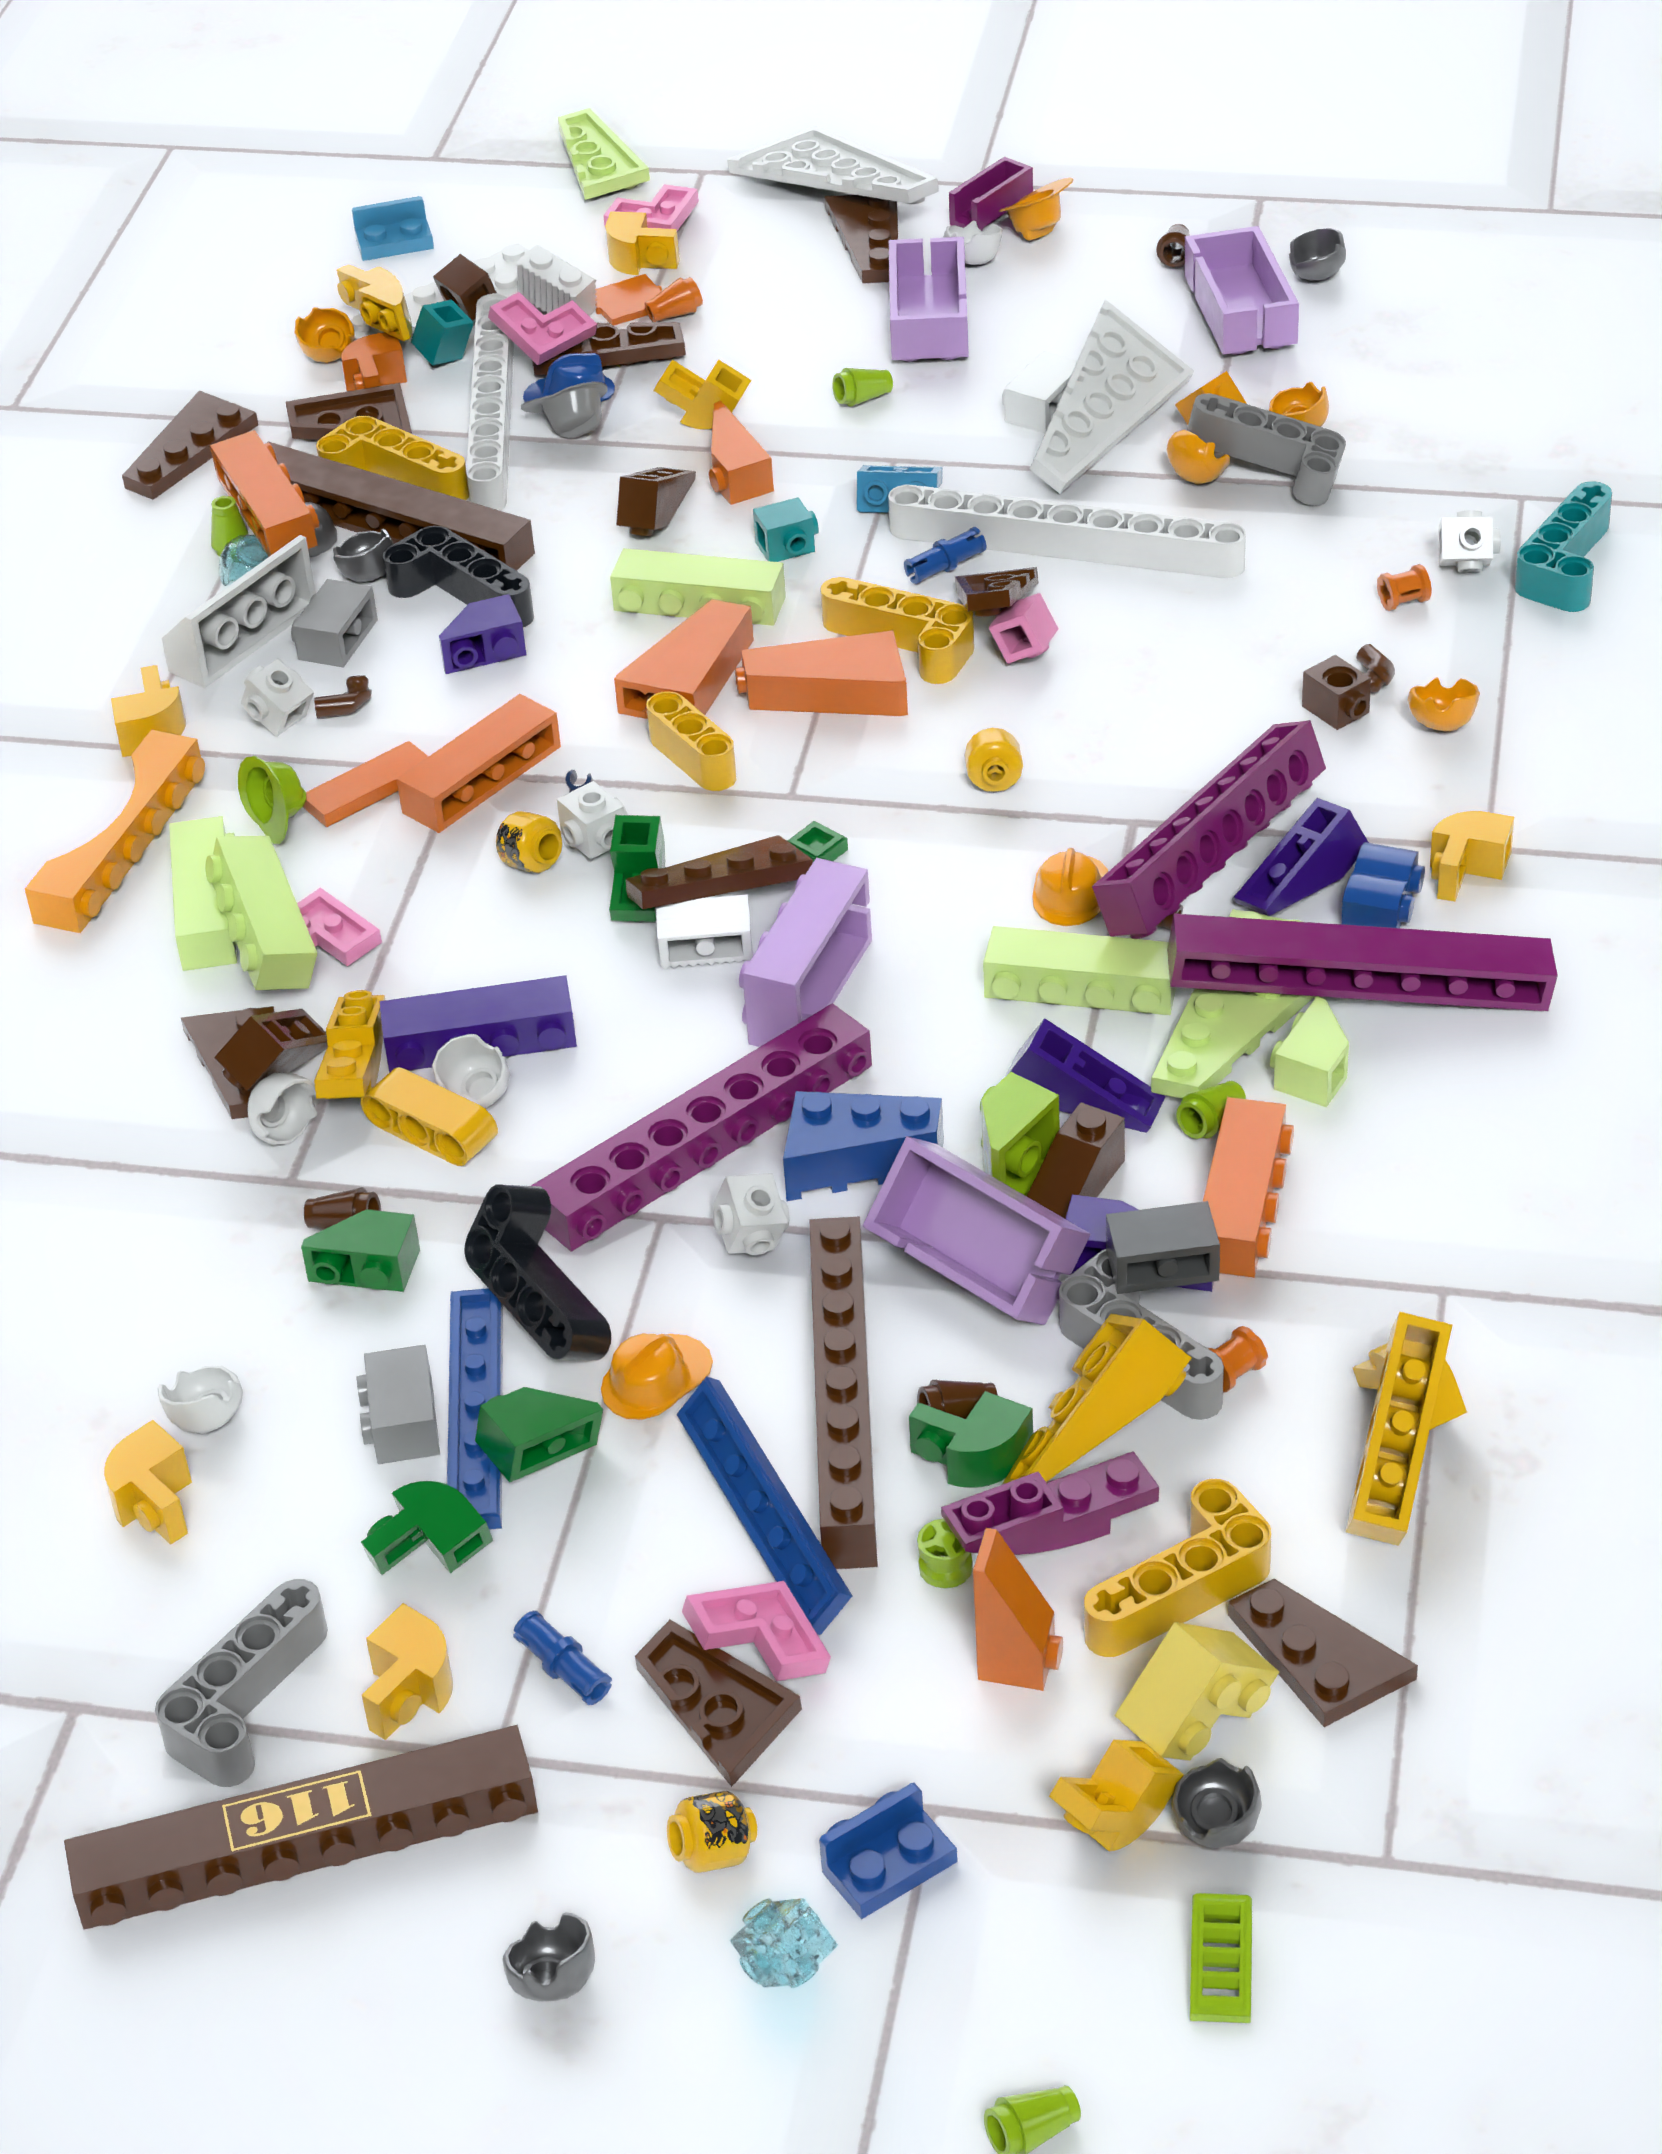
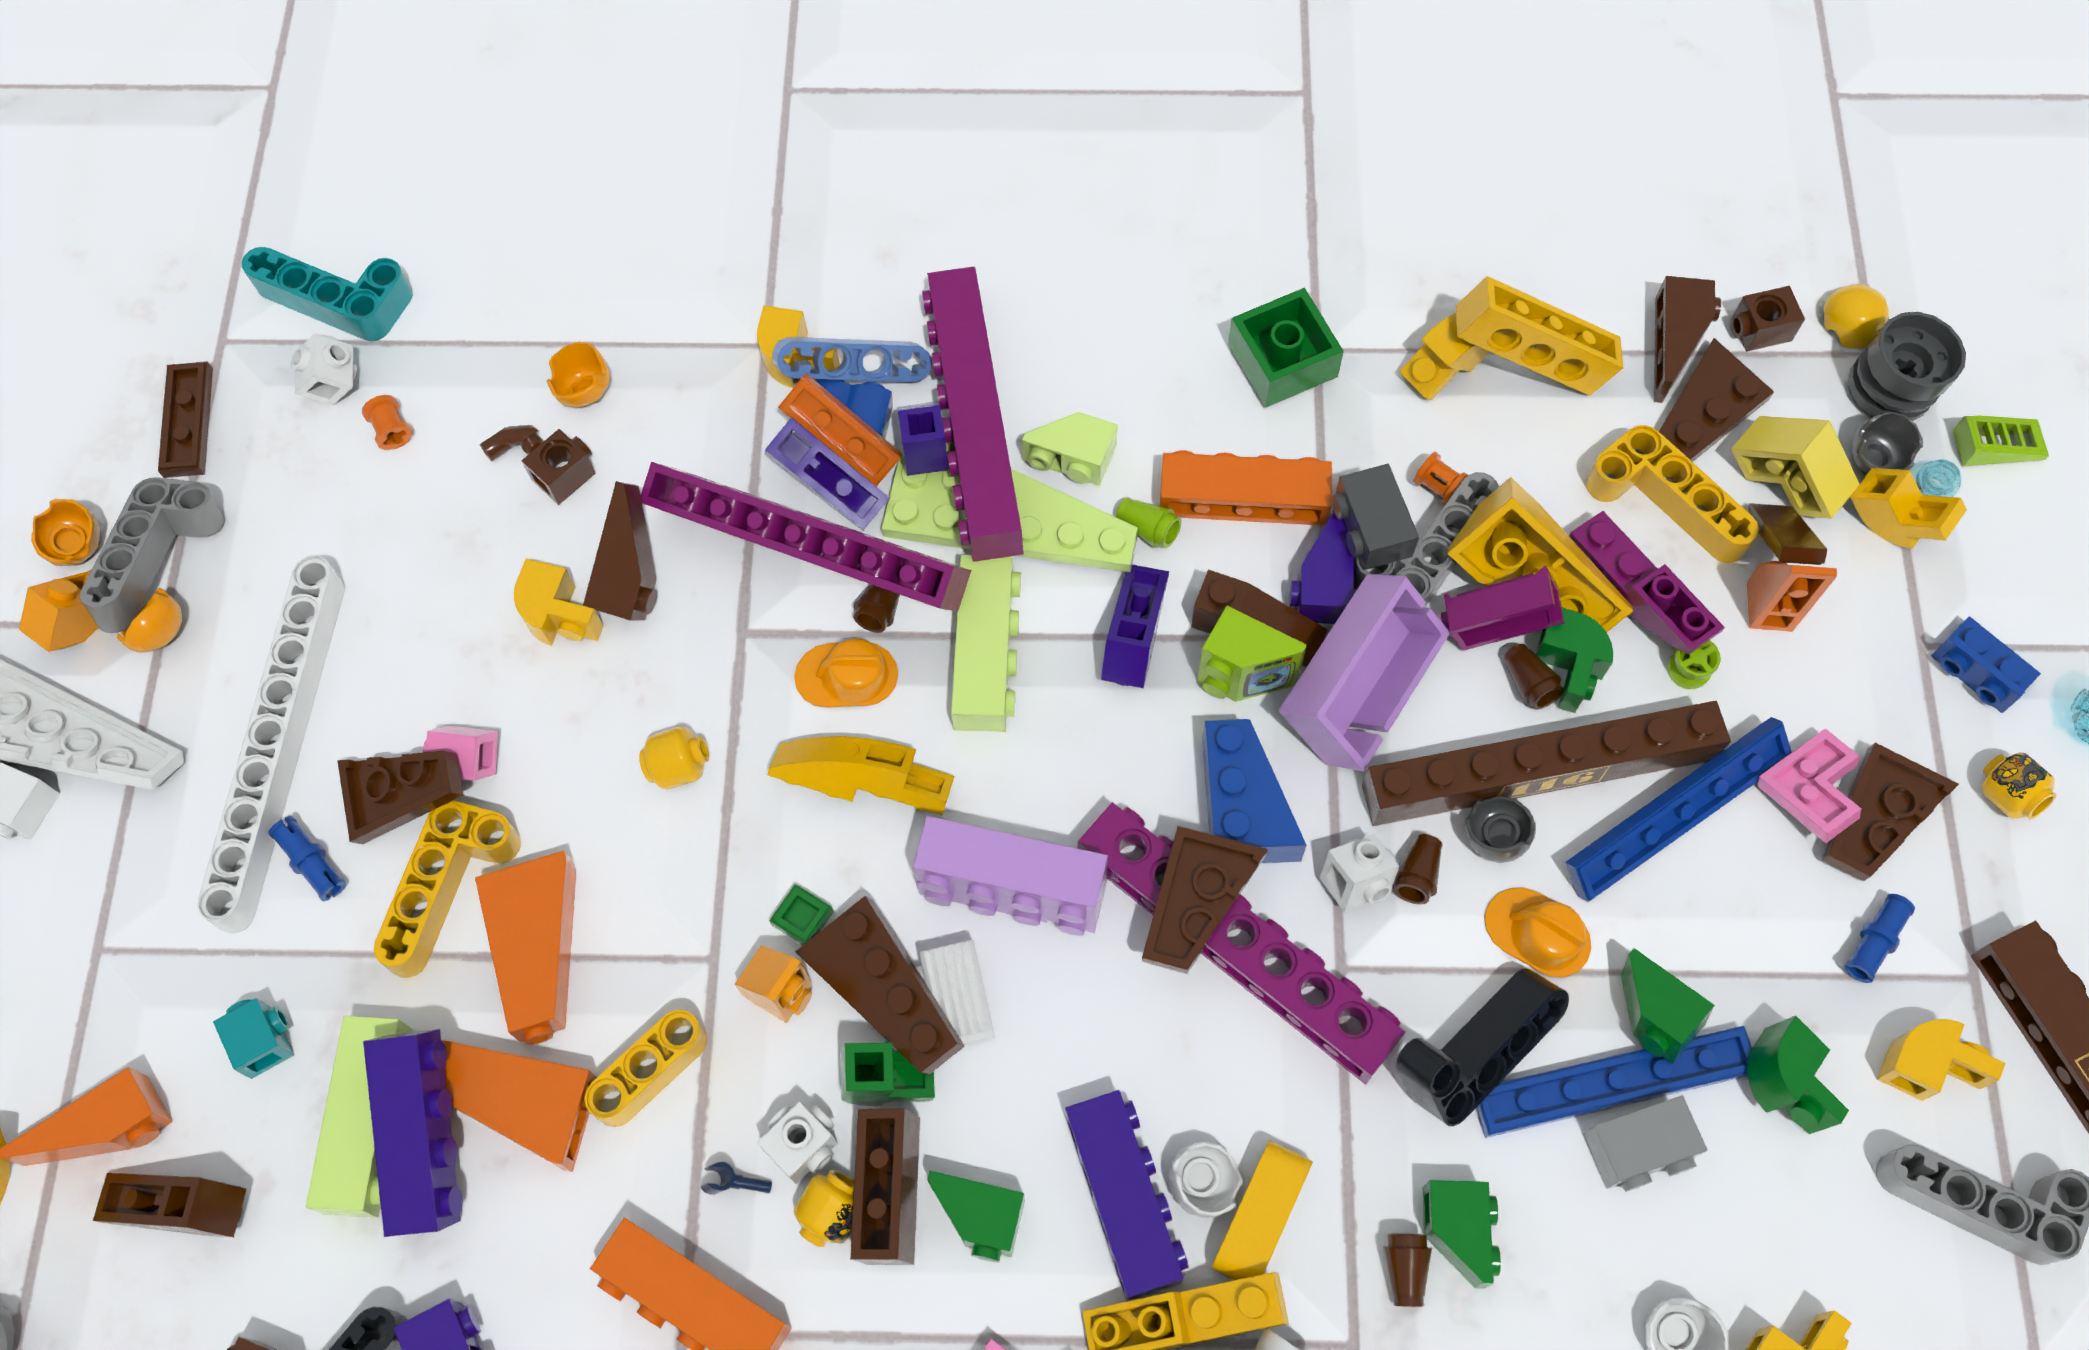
camera: 100 degrees left, 25 degrees up
(493, 931) = (980, 1213): none -> green slope
(533, 867) = (885, 1187): none -> reddish brown brick
(666, 594) = (412, 1132): none -> dark purple brick
(743, 808) = (776, 983): none -> light orange slope
(745, 1274) = (1419, 871): none -> reddish brown cone
(746, 1064) = (1196, 895): none -> reddish brown wing
(772, 1337) = (1500, 829): none -> dark grey hair
(877, 481) = (167, 928): dark azure bracket -> none
(946, 879) = (851, 763): none -> yellow slope
(1034, 1362) = (1503, 610): none -> magenta window
(1082, 1631) = (1788, 534): none -> reddish brown tile
(1167, 1857) = (1943, 471): none -> clear light blue plate
(1178, 682) = (544, 604): none -> yellow brick
(1213, 716) = (623, 566): none -> reddish brown slope
(1328, 900) = (923, 438): none -> dark purple slope
(1330, 1834) = (1907, 365): none -> dark grey wheel
(1344, 864) = (840, 429): none -> orange tile
(1426, 1228) = (1285, 347): none -> green brick
(1427, 476) = (185, 420): none -> reddish brown tile
(1434, 1627) = (1681, 319): none -> reddish brown slope
(1440, 1724) = (1767, 318): none -> reddish brown brick
(1443, 1839) = (1855, 314): none -> yellow hair
(1444, 872) = (853, 356): none -> medium blue beam

